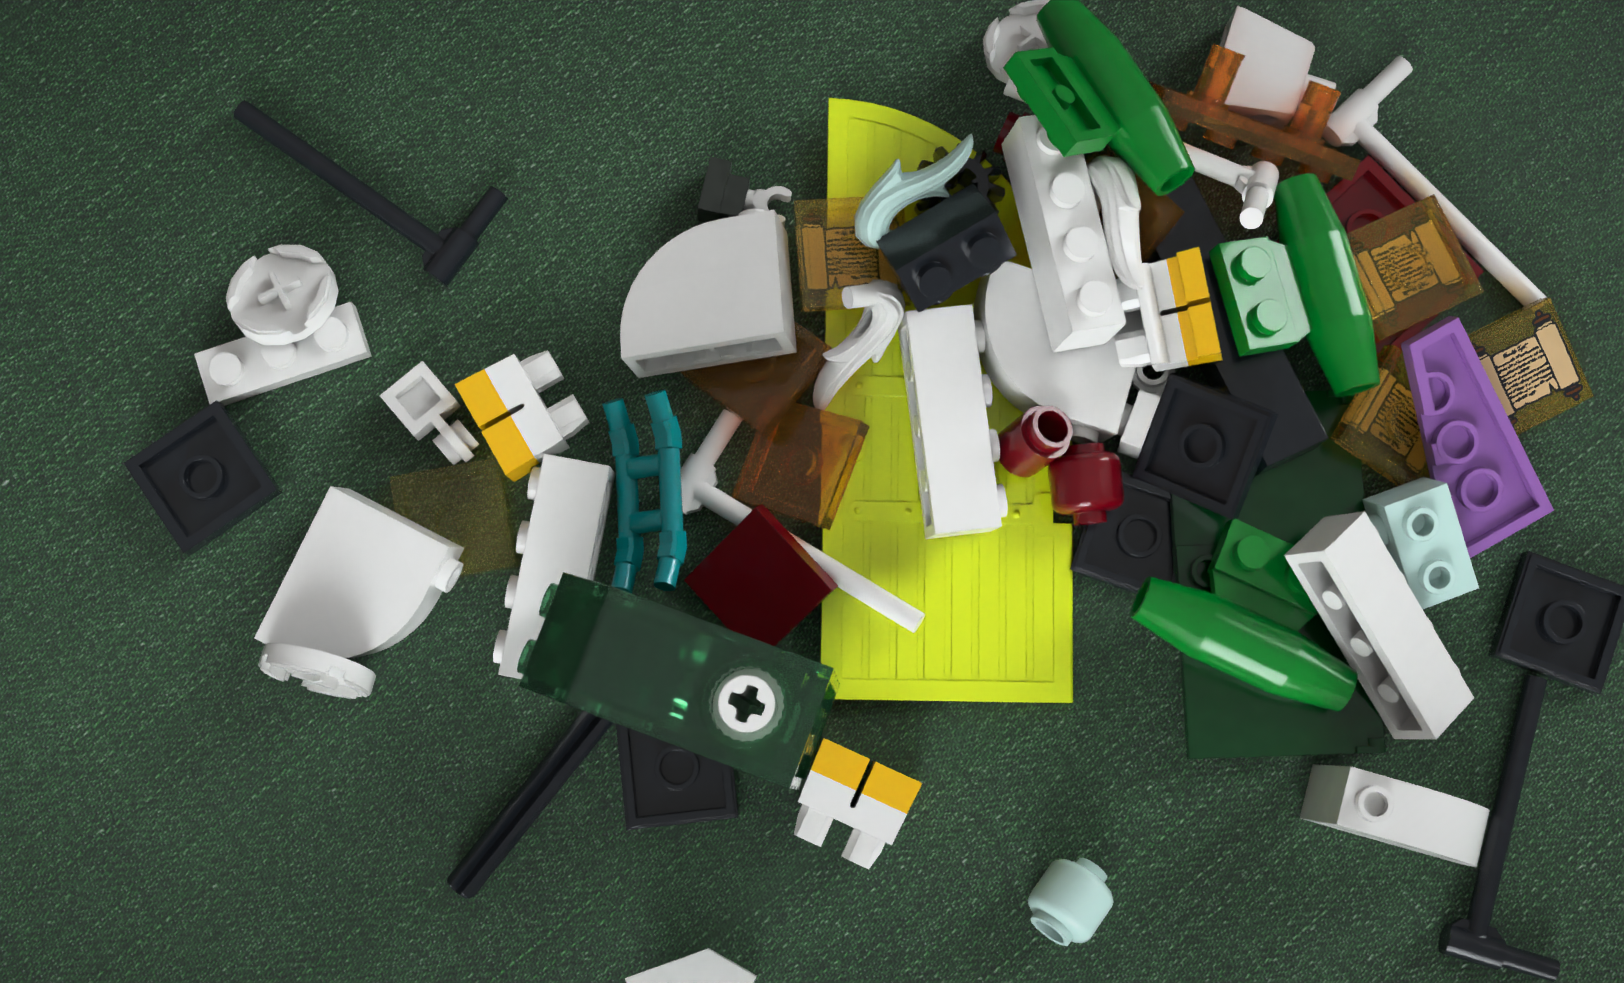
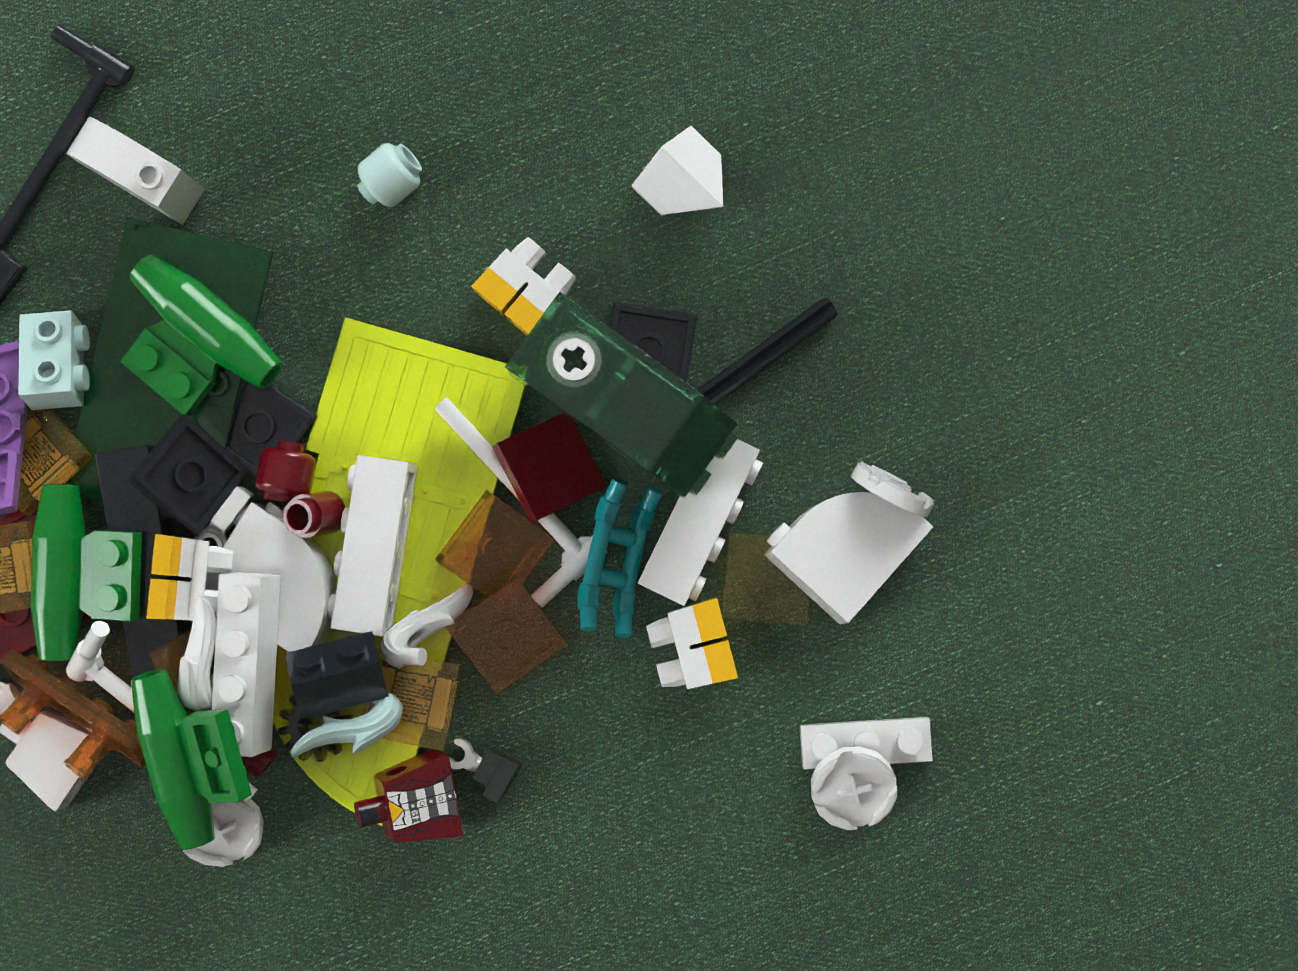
camera: 165 degrees left, 5 degrees up
(203, 477) = (947, 662): black plate -> none
(424, 404) = (768, 672): white plate -> none
(444, 251) = (723, 789): black bar -> none
(712, 298) = (525, 692): white brick -> none
(812, 133) = (414, 800): none -> torso
(1379, 626) = (102, 306): white brick -> none

